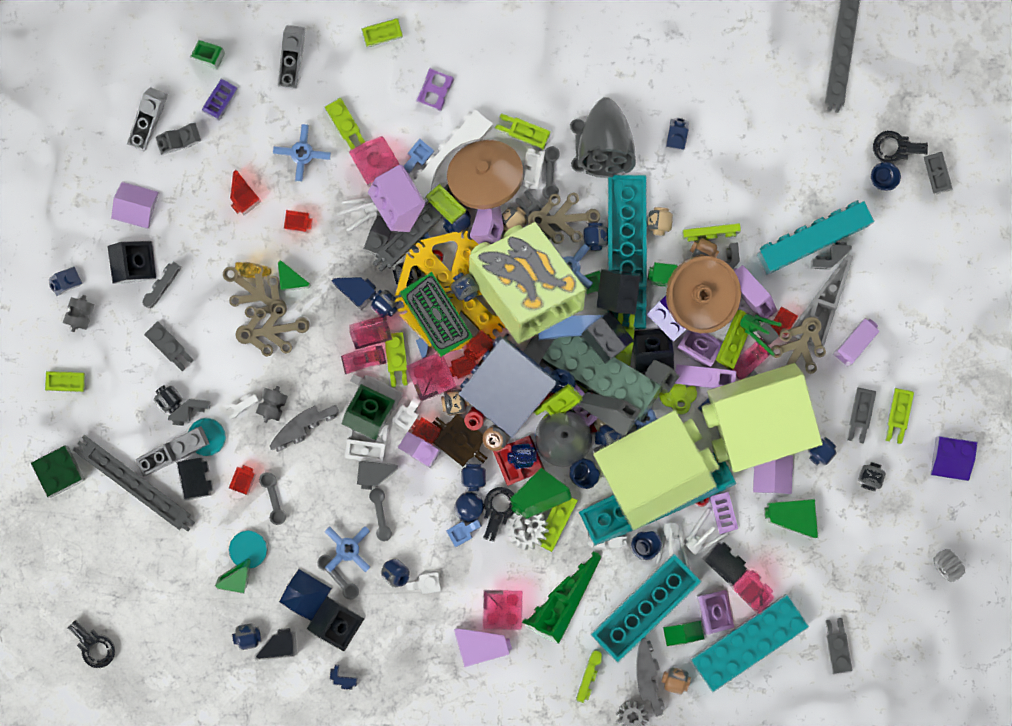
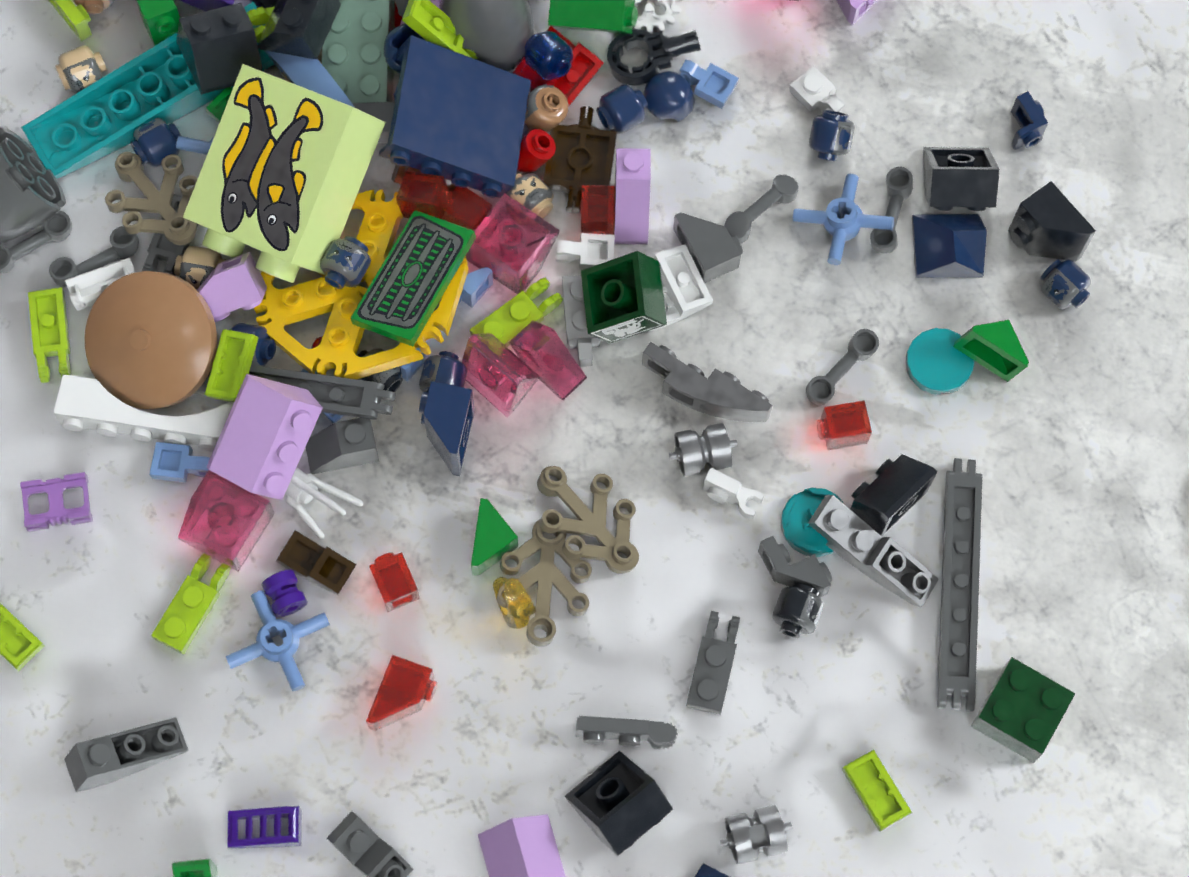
camera: 125 degrees left, 15 degrees down
(318, 166) = (284, 593): none -> dark purple wheel
(330, 192) = (316, 563): none -> dark brown slope

